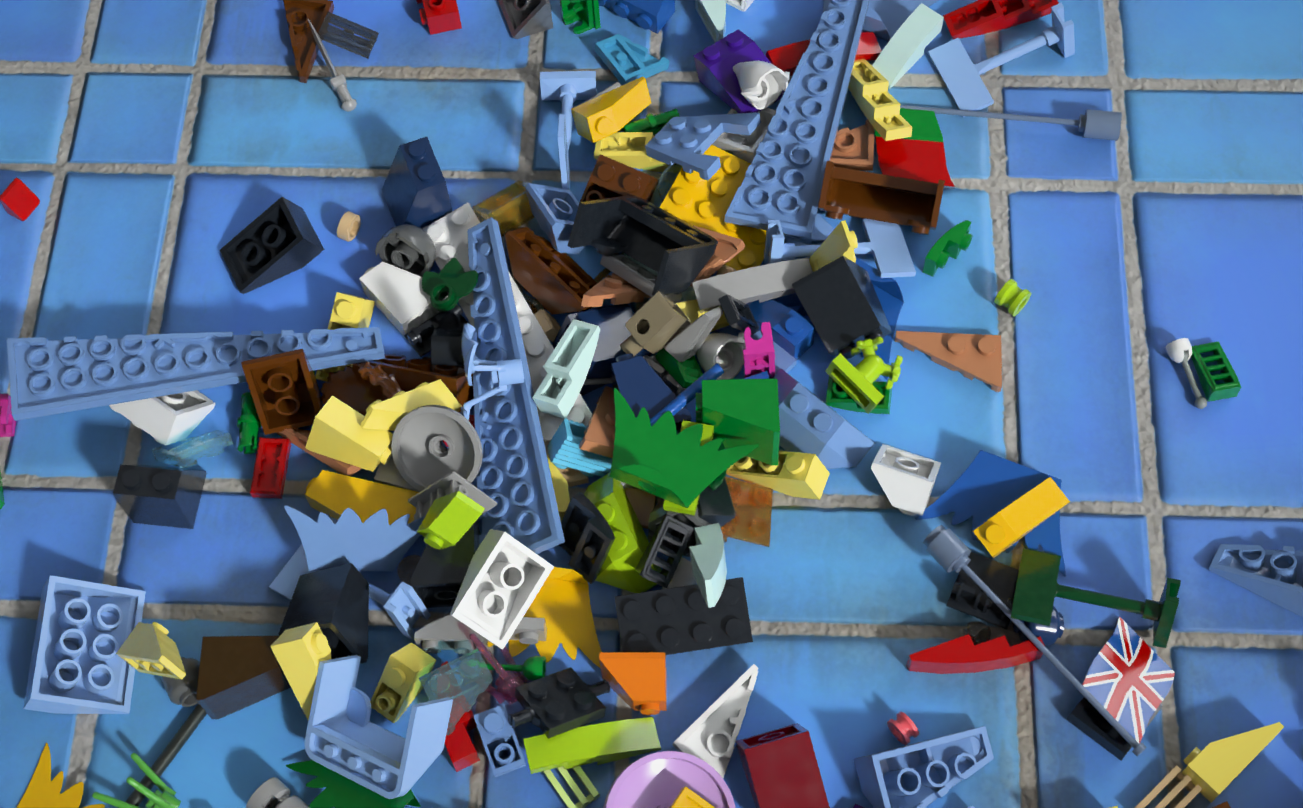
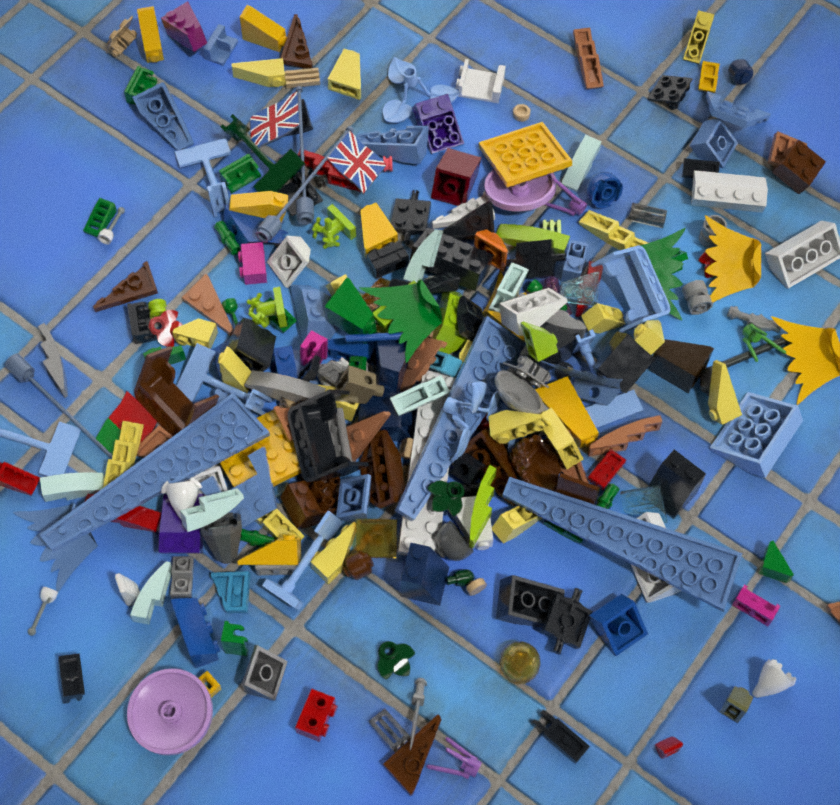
camera: 150 degrees left, 0 degrees up
(150, 289) = (619, 624): none -> blue slope
(152, 139) = (561, 737): none -> black hinge
(212, 251) = (567, 621): none -> black plate
(237, 54) = (470, 763): none -> medium lavender plant
(245, 183) = (520, 662): none -> clear yellow cylinder
(271, 528) = (619, 438): none -> nougat slope
(375, 228) = (461, 578): none -> dark green cylinder
(391, 107) = (397, 661): none -> dark green plate
(392, 291) = (481, 510): none -> lime slope
(505, 165) = (358, 565): none -> reddish brown head
(541, 152) = (331, 560): none -> light yellow slope
(566, 628) = (509, 286): none -> light aqua slope
(687, 87) = (224, 537): none -> dark grey cone
(690, 709) = (470, 224): none -> black wing
(692, 35) = (182, 577): none -> light grey slope
(712, 83) = (210, 509): none -> light aqua slope
(776, 568) = (387, 259): none -> black brick
(800, 665) = (410, 216): none -> black plate
(830, 602) = (376, 228): none -> yellow slope
(889, 576) = (334, 224): none -> lime piece
(926, 363) = (230, 307): none -> green hinge
(932, 299) = (196, 332): none -> light yellow slope
(949, 679) = (350, 159): none -> flag
(951, 438) = (253, 261): none -> dark pink brick
(979, 282) = (168, 323): none -> plate
(1001, 448) = (227, 237): none -> green pin
(1015, 262) = (139, 322): none -> black hinge
(1063, 154) = (54, 362): none -> light grey slope
(1071, 311) = (134, 287): none -> reddish brown wing
(1097, 559) = (239, 173): none -> green hinge
(1180, 561) = (203, 153): none -> light blue piece

